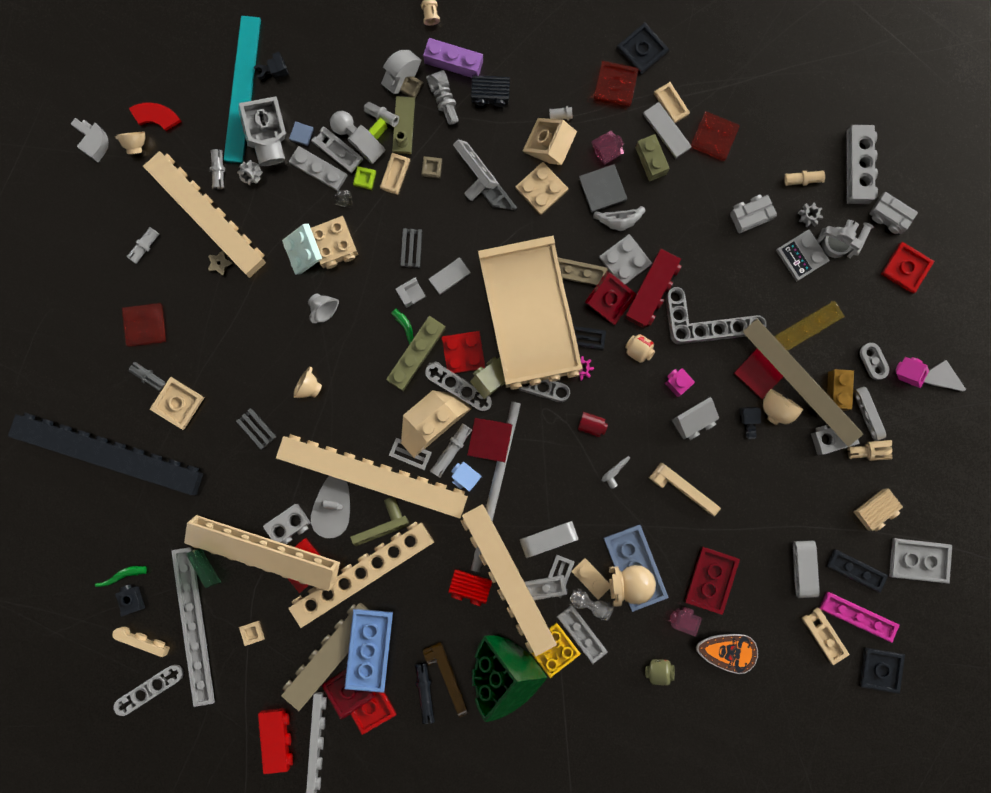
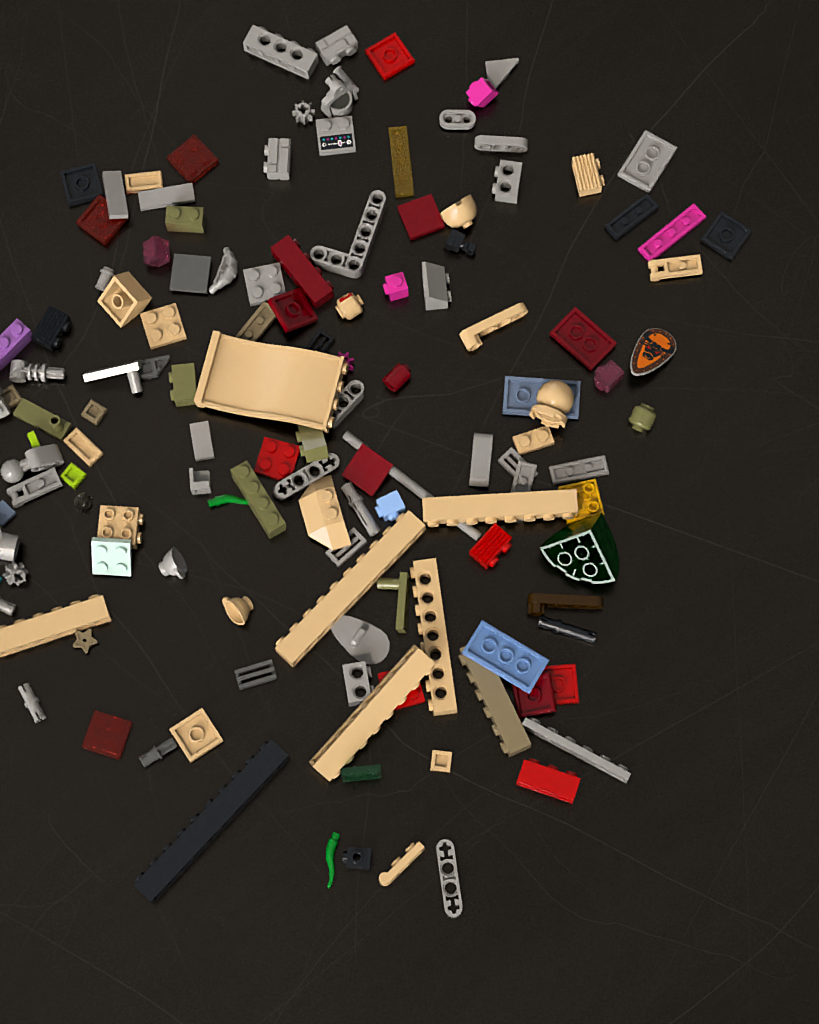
camera: 60 degrees left, 10 degrees down
(193, 628) = (409, 810): light grey plate -> none
(318, 168) = (42, 513): light grey plate -> none
(381, 112) = (22, 432): light grey axle -> none
(403, 254) = (141, 461): dark grey tile -> none
(494, 234) = (184, 384): none -> olive brick
(599, 608) = (563, 444): clear piece -> none
(613, 472) = (450, 384): light grey bar -> none
(645, 82) = (115, 194): none -> light grey tile
(803, 382) = (446, 183): dark tan tile -> none
(805, 178) = (268, 102): tan pin -> none
(806, 569) = (610, 256): light grey beam -> none
(841, 388) = (468, 158): pearl gold brick -> none
(872, 450) = (534, 156): tan arm -> none

